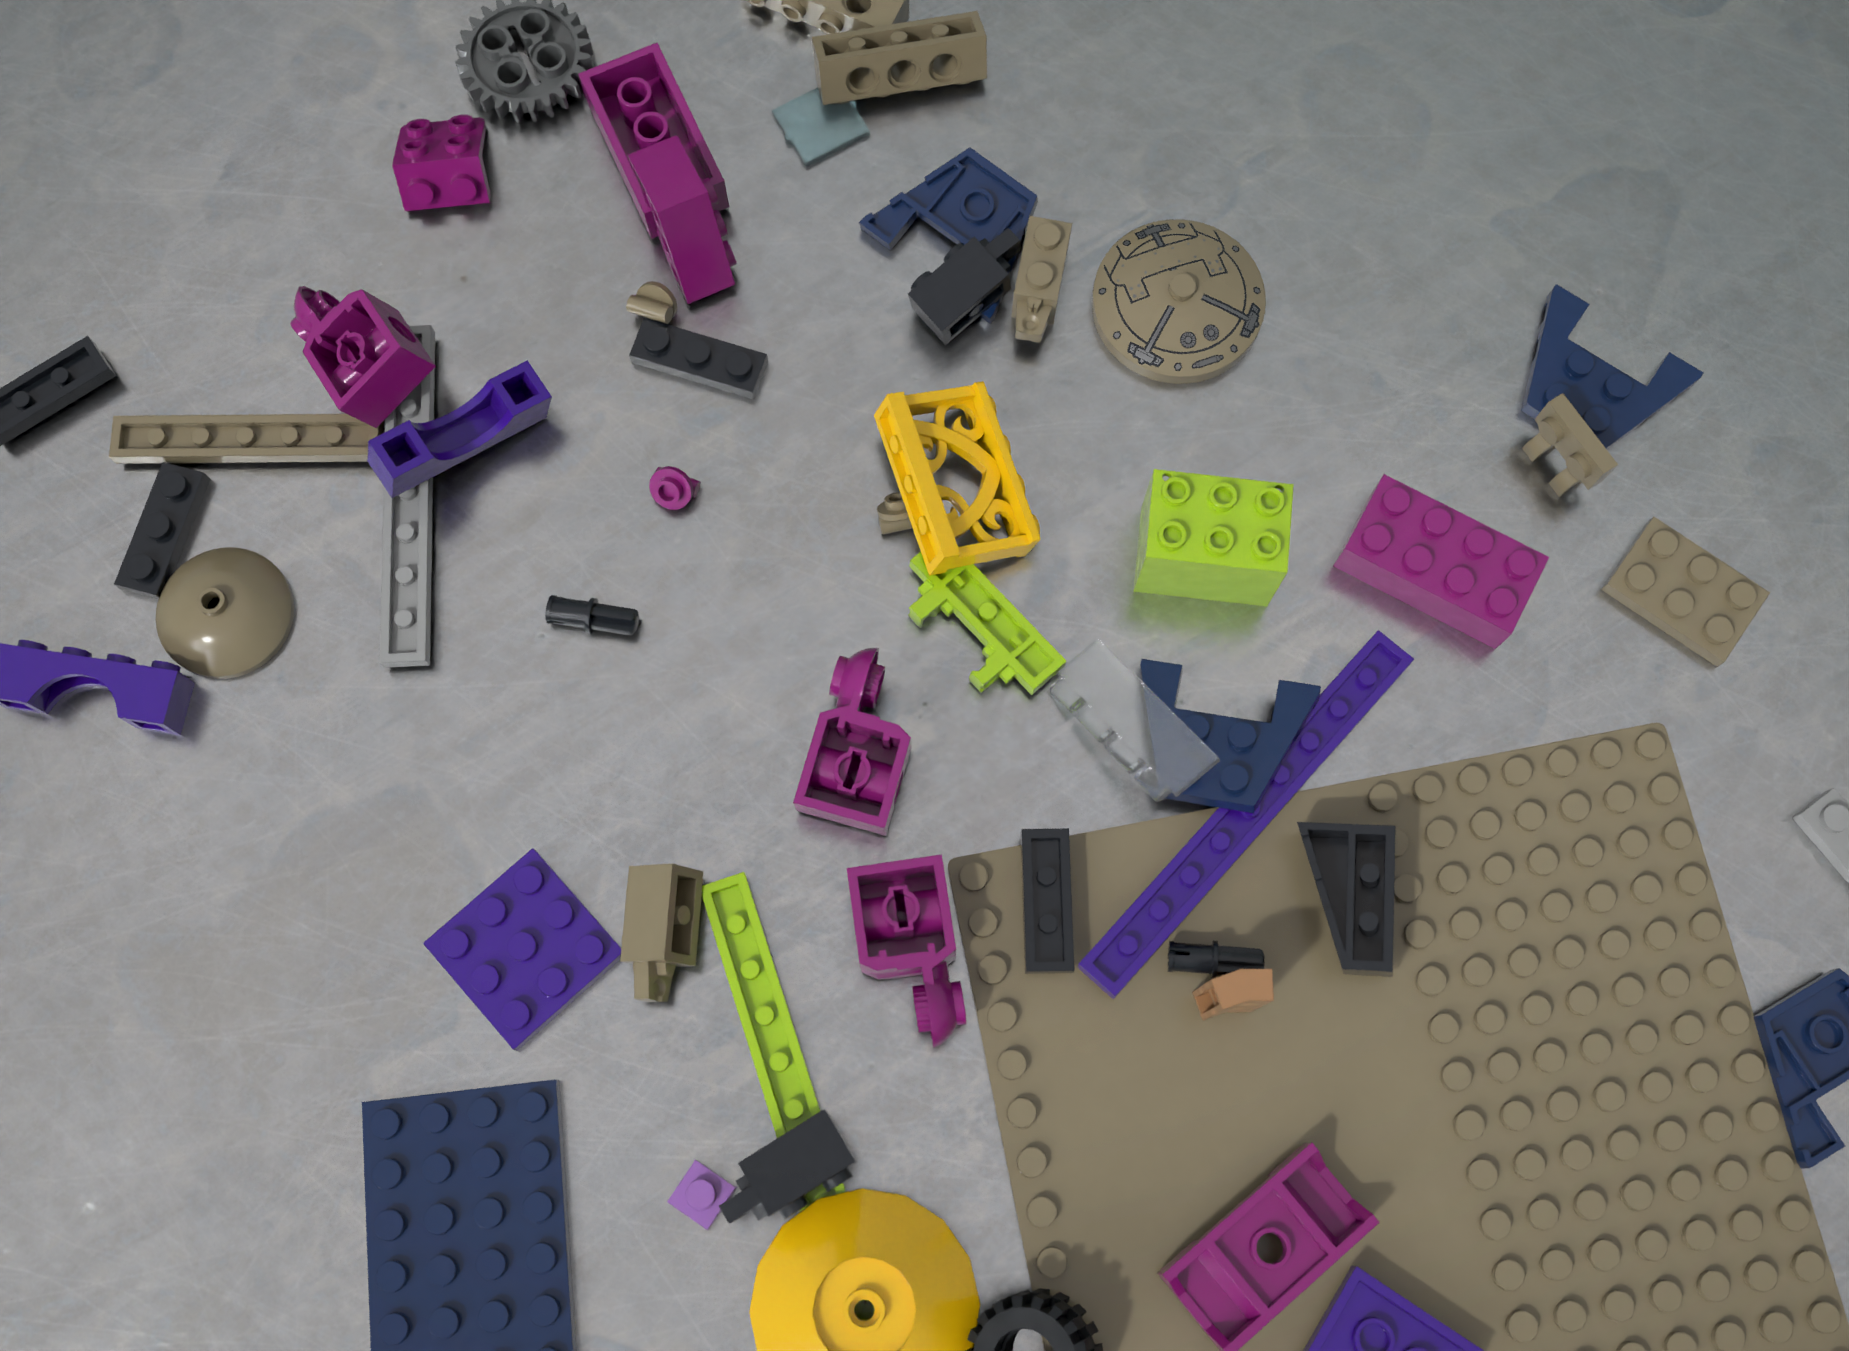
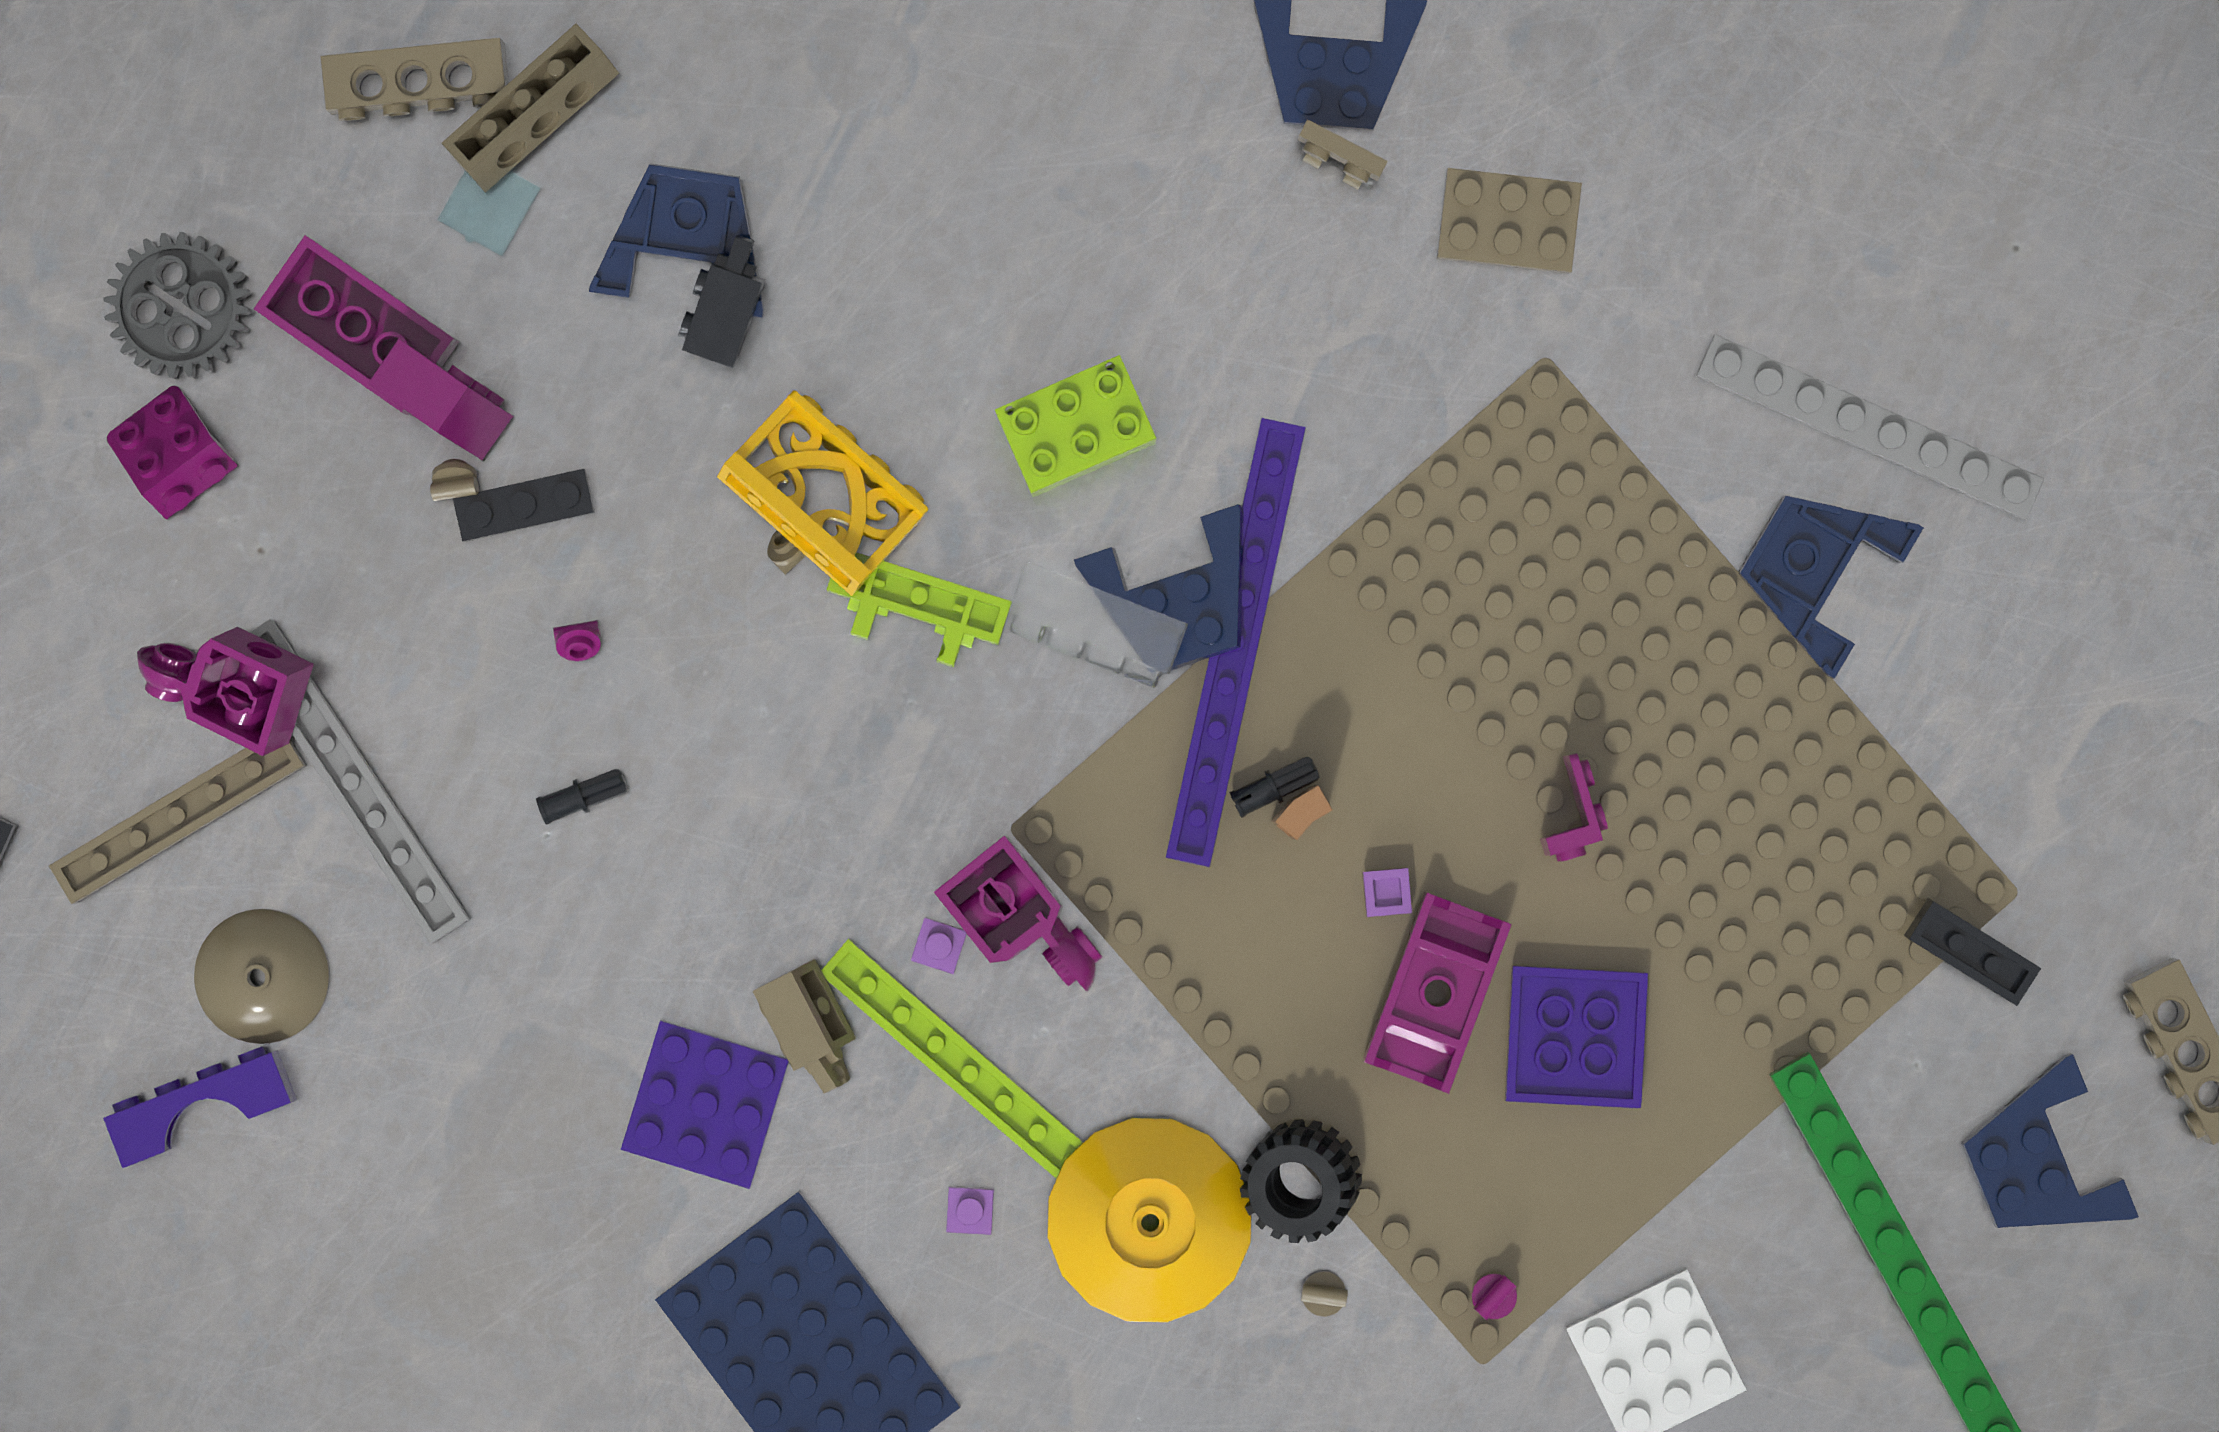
camera: 30 degrees left, 15 degrees up
(162, 530) = (158, 938): black plate -> none
(423, 450) = (368, 705): dark purple arch -> none
(789, 1169) = (1030, 1151): black hinge -> none
(822, 928) = (939, 945): none -> medium lavender plate
(853, 755) = (882, 794): magenta brick -> none
(1040, 276) = (786, 257): dark tan hinge -> none
(1047, 901) = (1111, 817): black plate -> none
(1178, 301) = (920, 197): dark tan dish -> none
(1269, 1121) = (1387, 892): none -> medium lavender plate
(1356, 888) = (1360, 666): black wedge -> none
(1441, 562) = (1282, 323): magenta brick -> none
(1512, 1156) = (1571, 842): none -> magenta bracket

